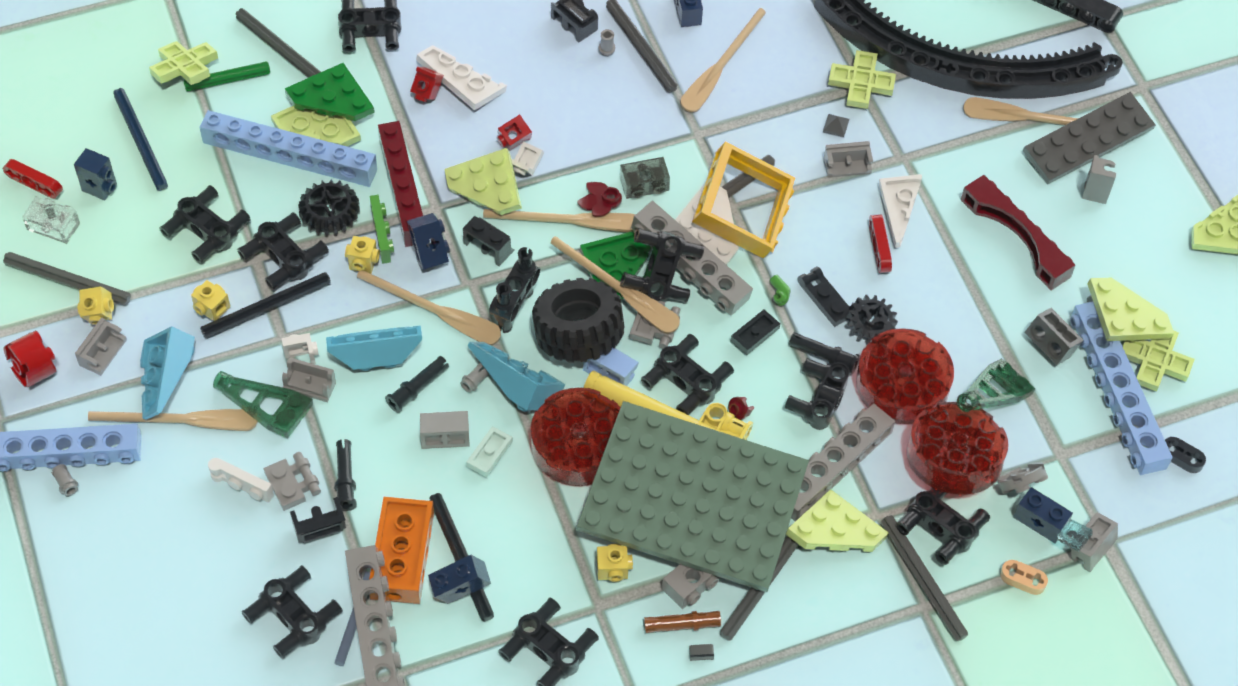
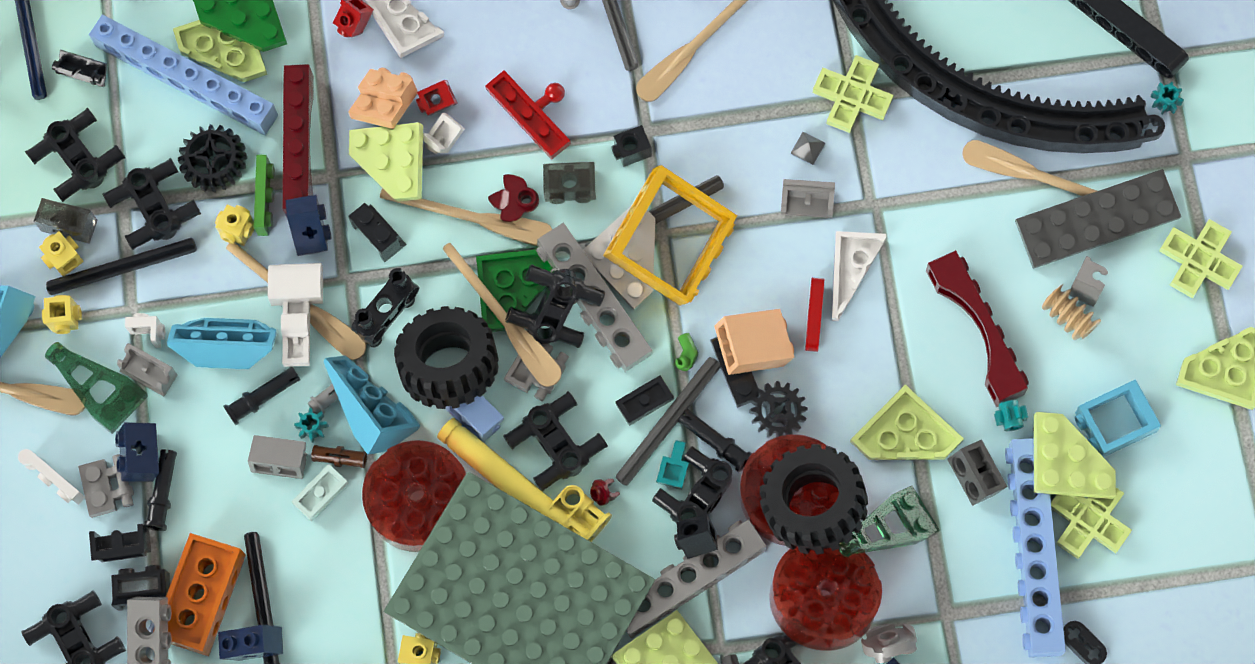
camera: 20 degrees right, 15 degrees up
(195, 158) = (80, 68): none -> black hinge
(214, 269) = (67, 219): none -> clear smoke brick
(221, 347) = (61, 314): none -> light yellow brick
(317, 444) = (144, 440): none -> dark blue brick
(332, 554) = (131, 584): none -> black window
(431, 294) = (295, 288): none -> white plate
(468, 398) = (317, 429): none -> teal gear
(469, 137) = (383, 97): none -> light nougat plate
(499, 420) = (321, 454): none -> reddish brown pin
(597, 134) = (529, 113): none -> red plate
(690, 143) = (633, 136): none -> black brick
(779, 345) = (668, 421): none -> dark grey axle
(795, 380) = (673, 469): none -> teal plate
(833, 422) = (696, 536): none -> black brick
(837, 268) = (754, 341): none -> light nougat brick
(935, 388) = (808, 467): none -> black tyre
(984, 318) = (906, 431): none -> yellowish green plate
(1067, 290) = (1011, 415): none -> teal gear
(1090, 208) = (1070, 313): none -> tan piece
(1115, 43) = (1169, 92): none -> teal gear
(1168, 266) = (1140, 407): none -> medium azure window
(1180, 153) = (1200, 258): none -> yellowish green plate

